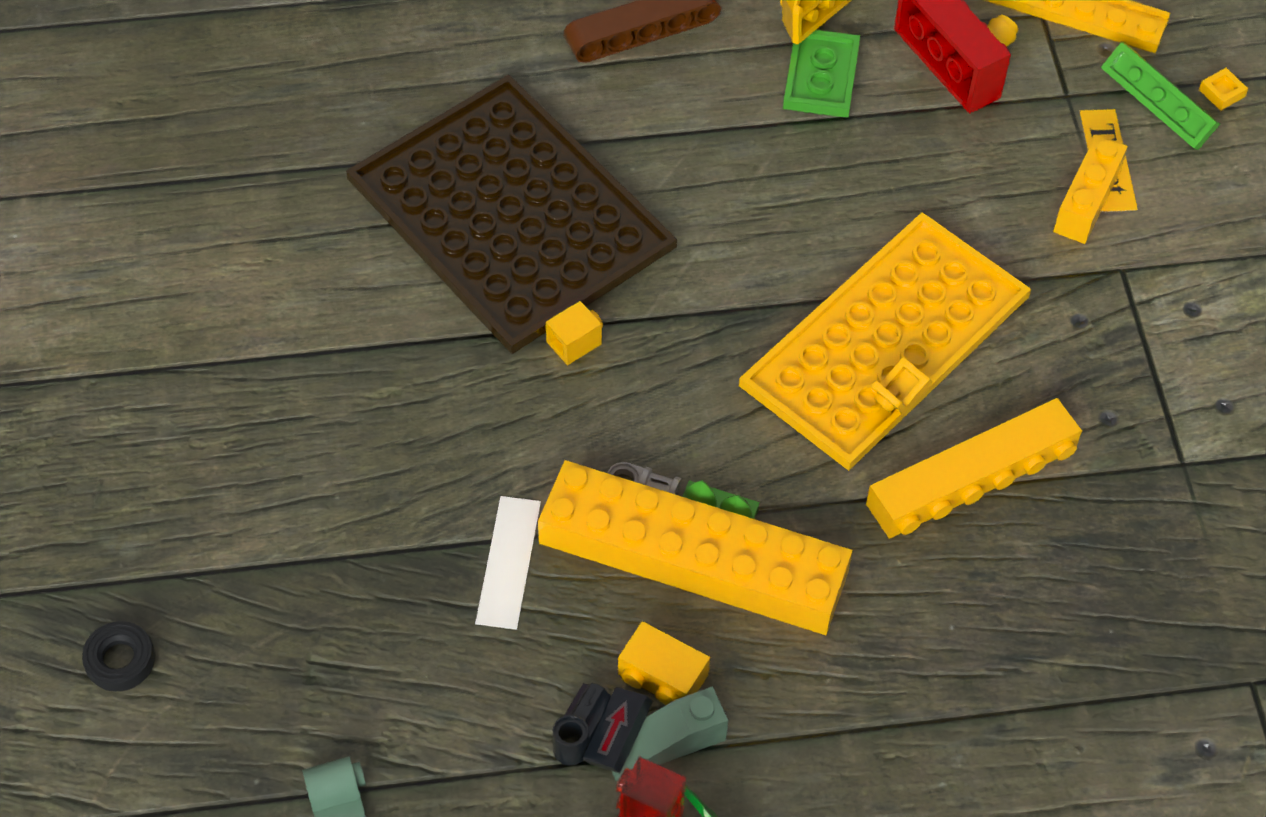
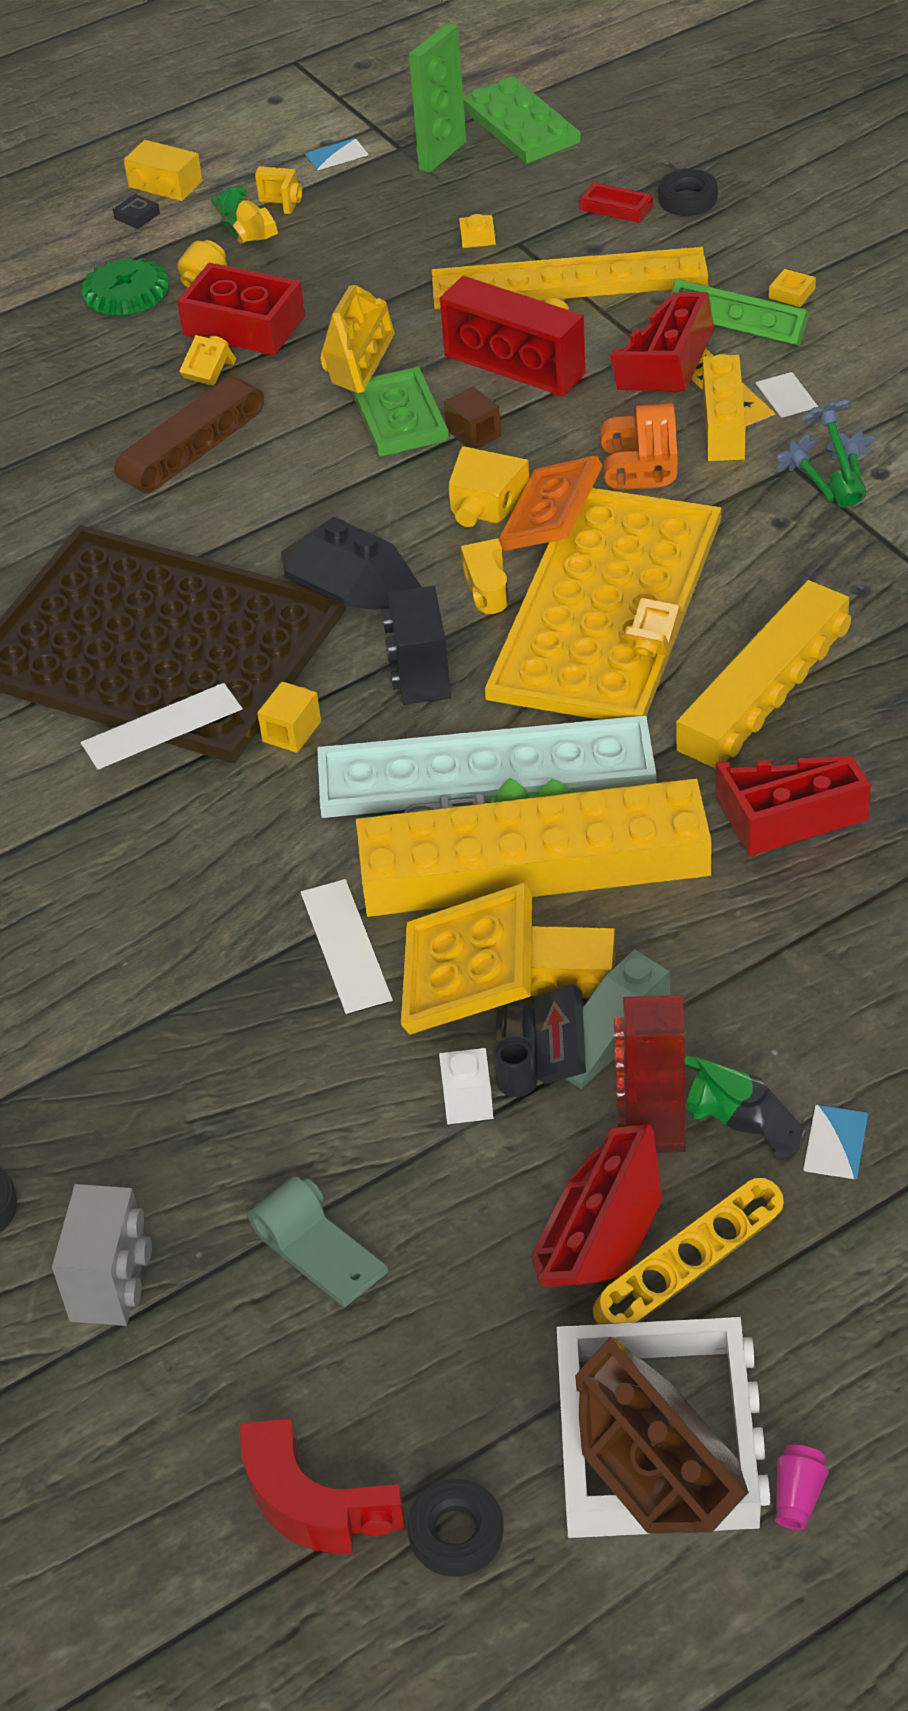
camera: 20 degrees left, 10 degrees down
(175, 755) = (101, 1255): none -> light grey brick
(470, 296) = (161, 726): none -> white sticker
(522, 739) = (466, 1086): none -> white brick
(583, 628) = (467, 959): none -> yellow plate
(695, 213) = (348, 565): none -> black wedge
(700, 448) = (459, 766): none -> light aqua plate
(703, 315) = (416, 645): none -> black brick
(799, 277) = (485, 575): none -> yellow leg
(850, 180) = (486, 485): none -> yellow torso
(876, 106) = (472, 418): none -> reddish brown brick
(892, 221) = (550, 503): none -> orange tile
(922, 604) = (791, 802): none -> red wedge
(1010, 194) = (644, 442): none -> orange piece
(1078, 108) = (668, 347): none -> red wedge
(1150, 314) = (846, 483): none -> plant
(1158, 194) = (786, 394): none -> white sticker

